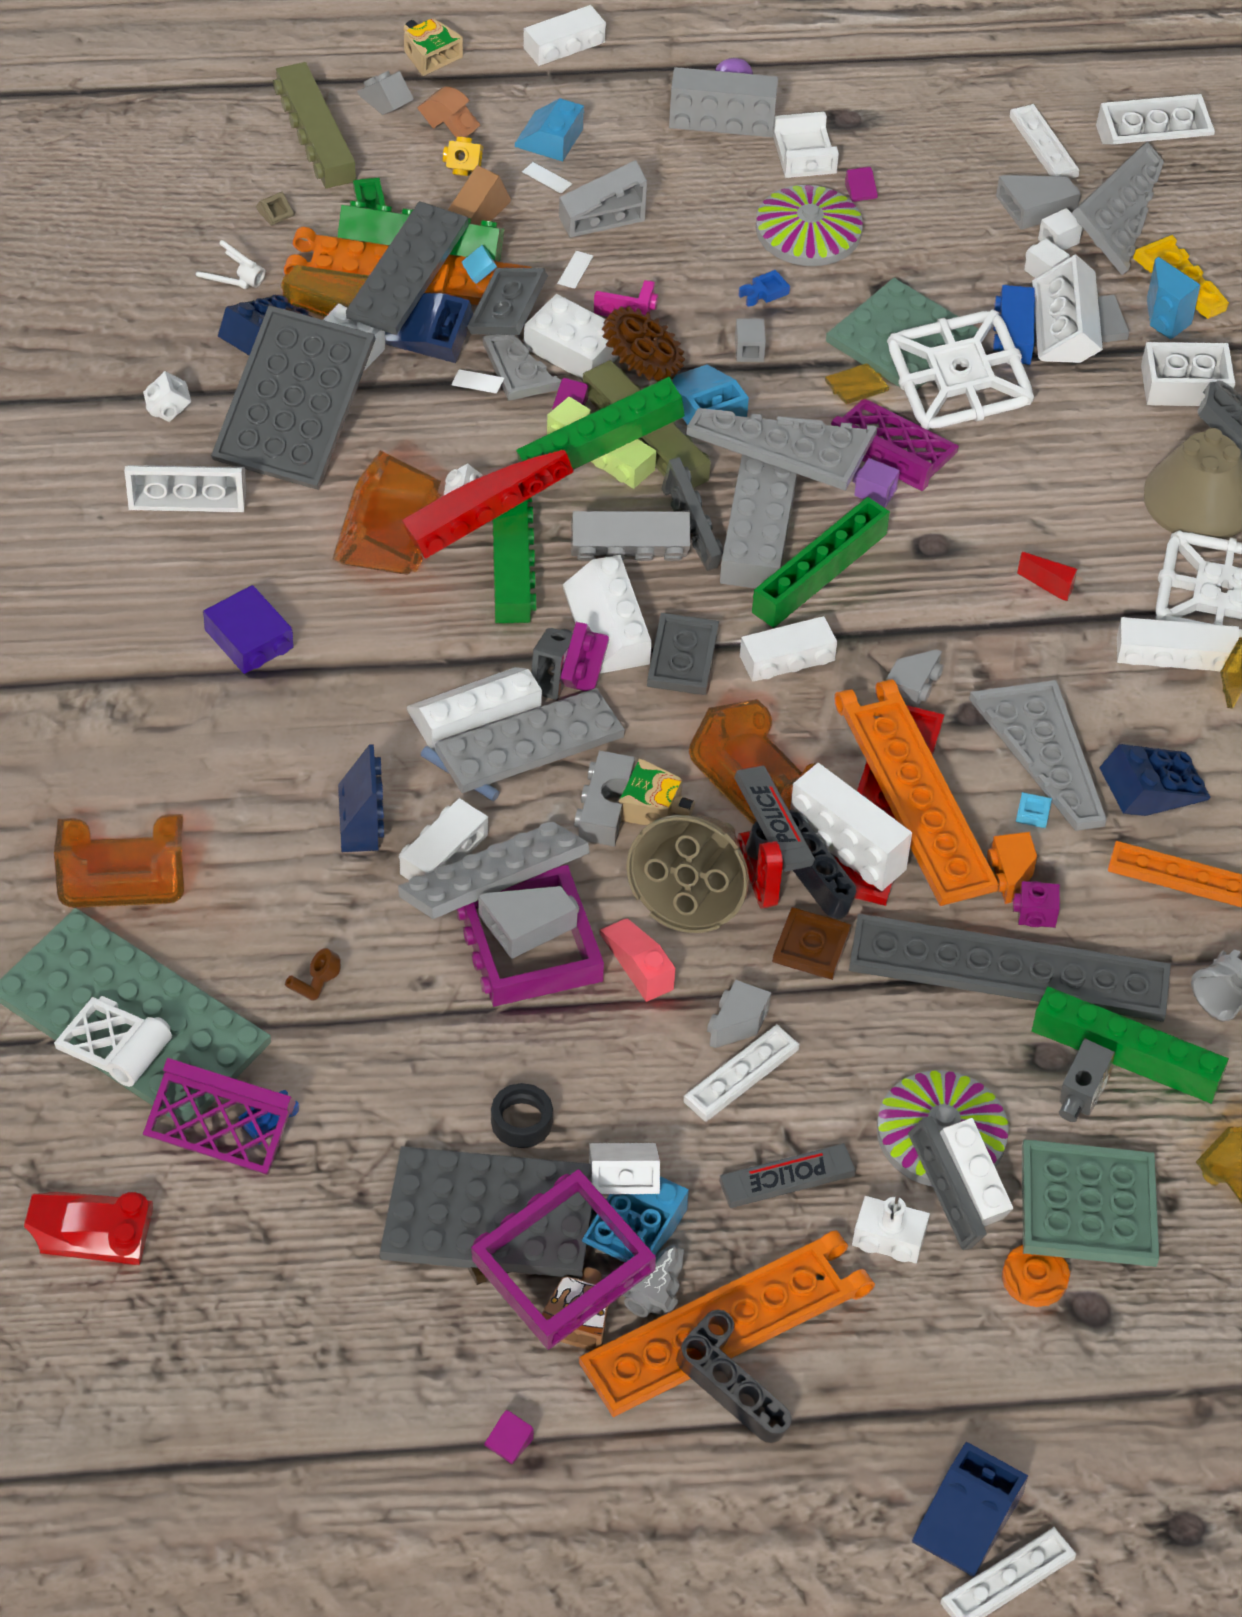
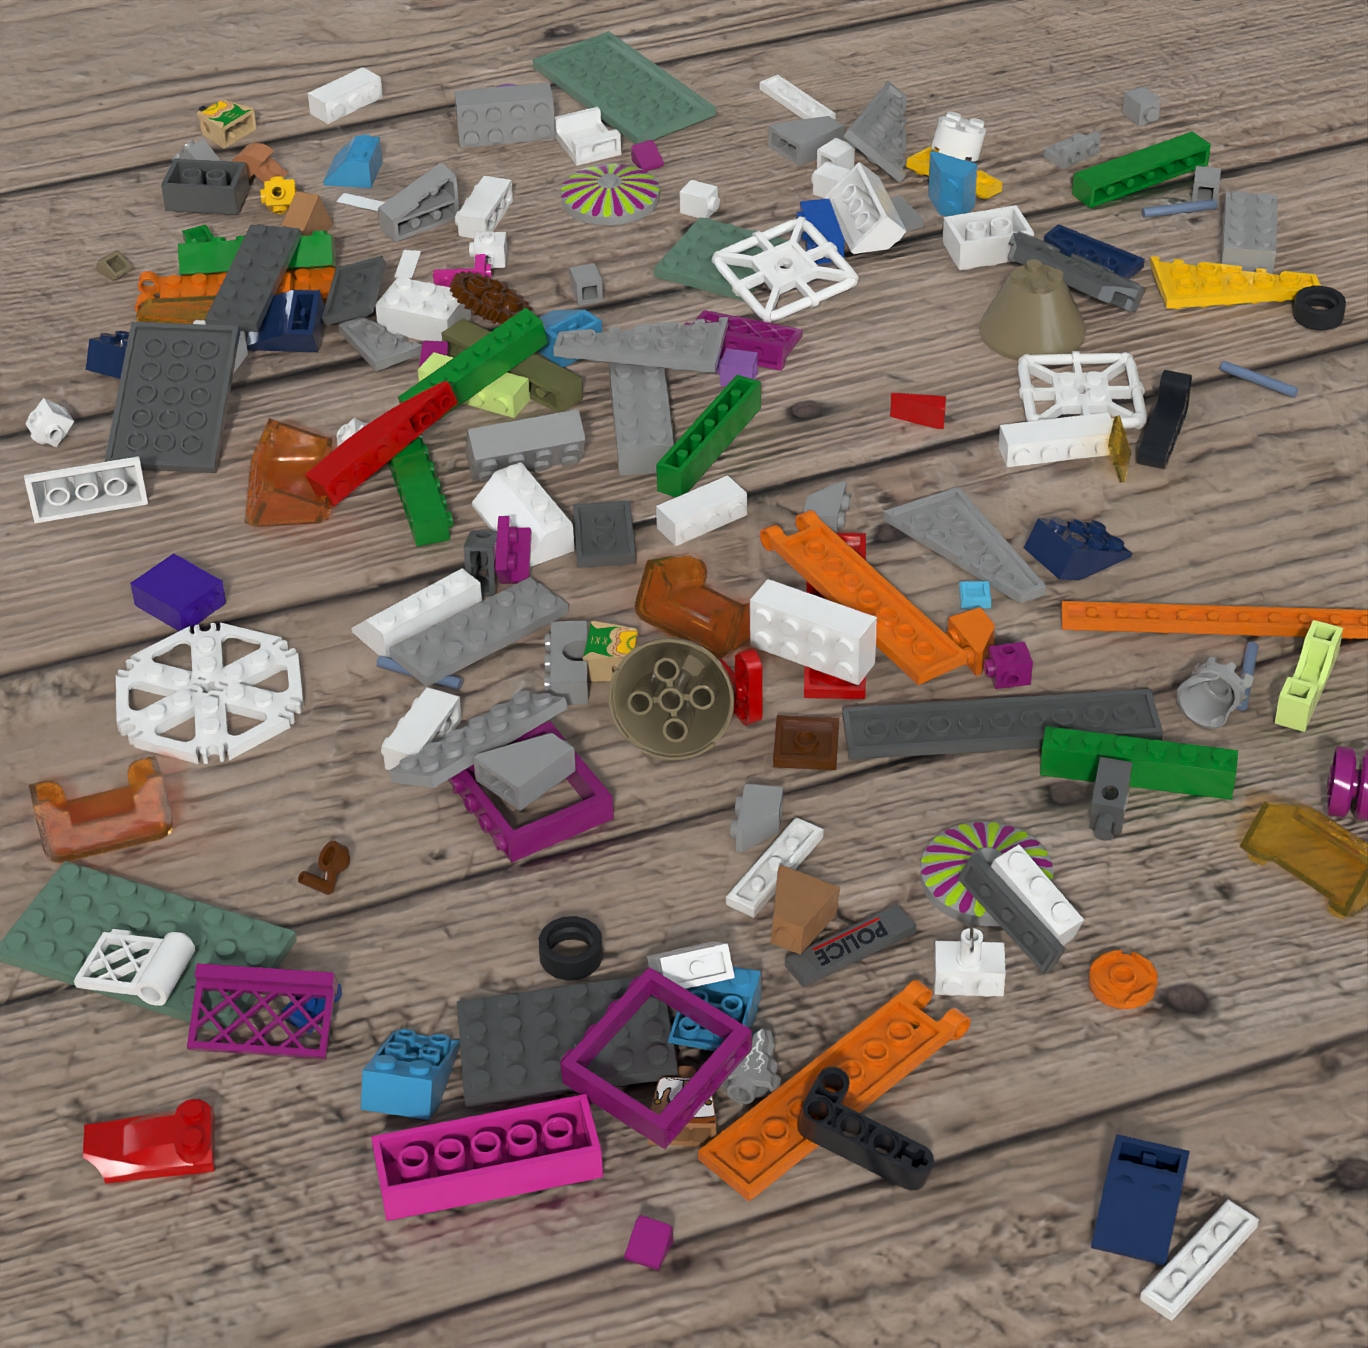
camera: 10 degrees left, 10 degrees down
(248, 271) = (101, 315): white plant -> none
(248, 767) = (187, 698): none -> white plate
(314, 125) = (135, 197): olive brick -> none
(337, 1212) = (409, 1074): none -> dark azure slope
(361, 804) = (331, 710): dark blue slope -> none
(384, 1317) = (487, 1157): none -> dark pink brick
(389, 129) = (205, 186): none -> dark grey brick
(477, 381) = (343, 360): white sticker -> none
(479, 264) = (319, 268): medium azure tile -> none
(640, 958) = (647, 789): coral slope -> none
(663, 271) = (493, 245): none -> white brick
(671, 217) = (484, 206): none -> white brick
(685, 499) = (558, 399): dark grey wing -> none
(749, 1128) = (801, 909): none -> medium nougat slope
(765, 287) = (588, 243): blue plate -> none
(774, 817) = (738, 633): dark grey tile -> none
(824, 879) = (784, 670): black beam -> none
(856, 383) = (693, 300): clear yellow piece -> none
(862, 86) = (625, 86): none -> sand green plate
(899, 255) = (699, 199): none -> white brick
(1089, 1203) = (1153, 903): sand green plate -> none
(1153, 119) = (887, 63): white slope -> none
(1199, 235) = (959, 136): none -> white brick

